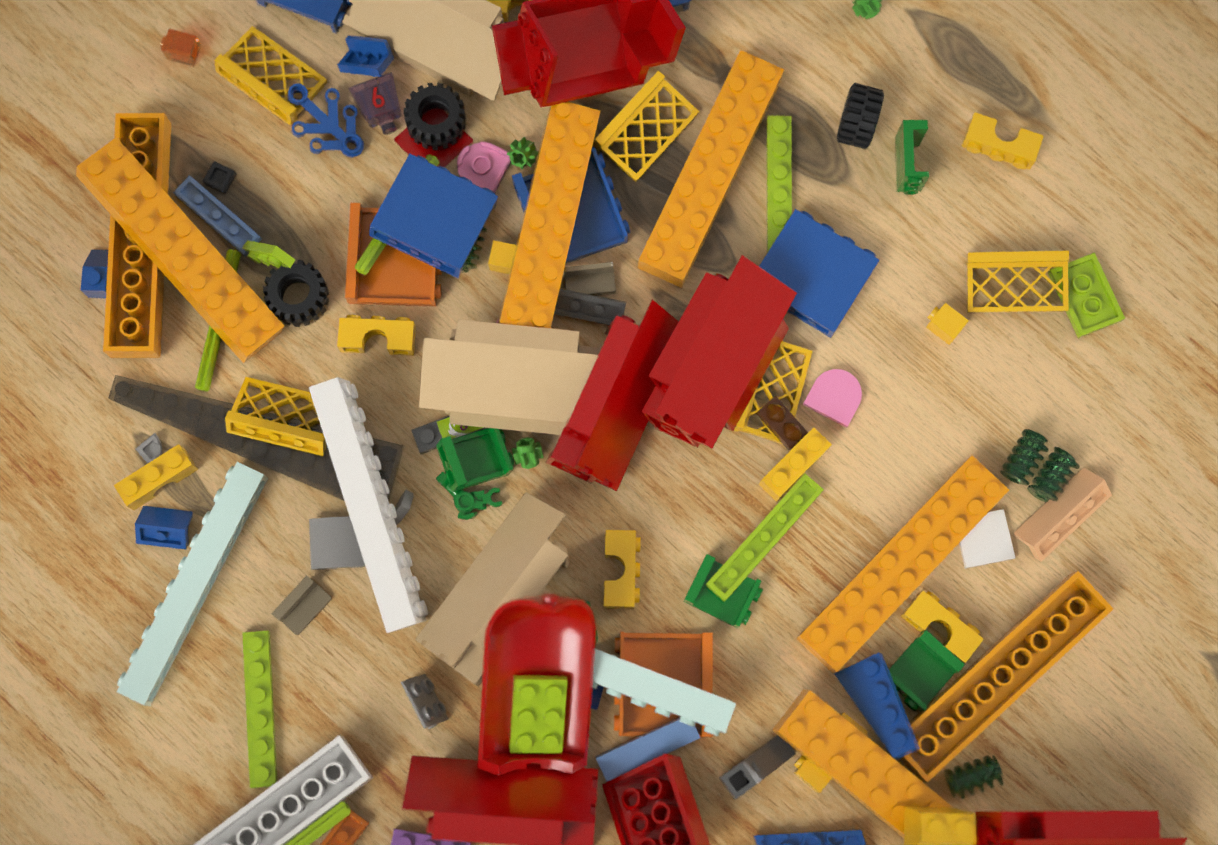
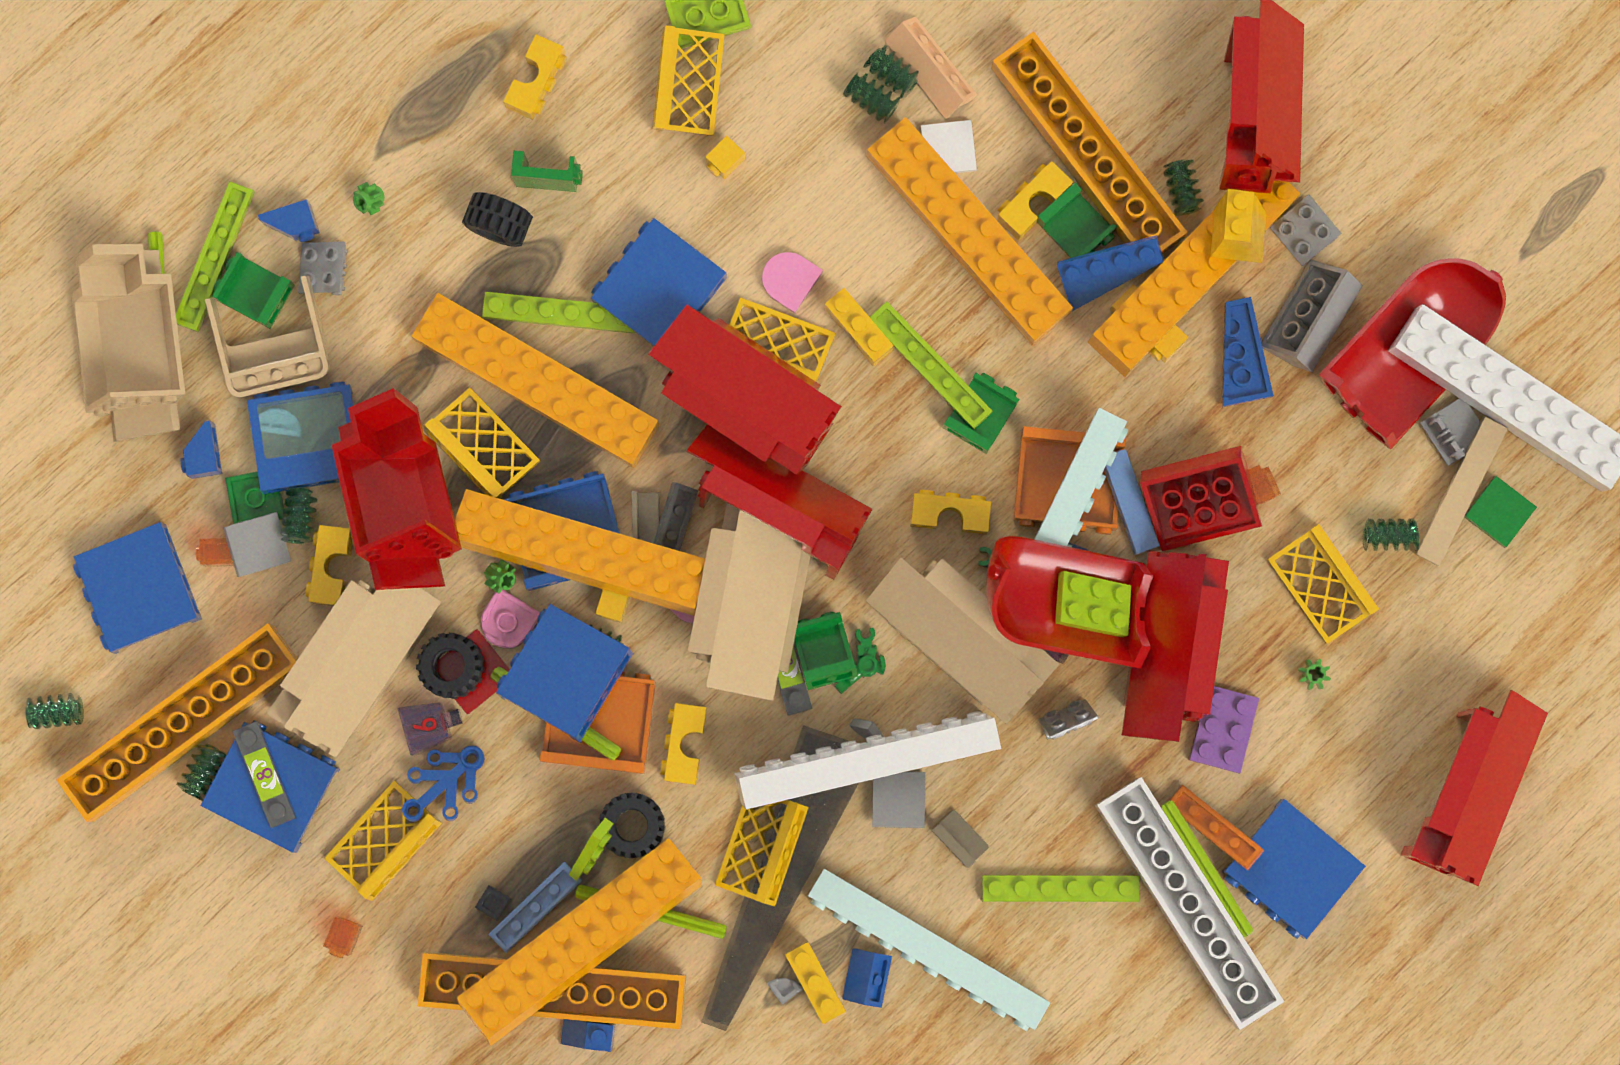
camera: 80 degrees left, 5 degrees up
(366, 56) = (377, 734): blue bracket -> none
(527, 453) = (823, 597): bright green gear -> none
(756, 766) = (1158, 397): dark grey slope -> none
(782, 423) = (814, 335): reddish brown tile -> none

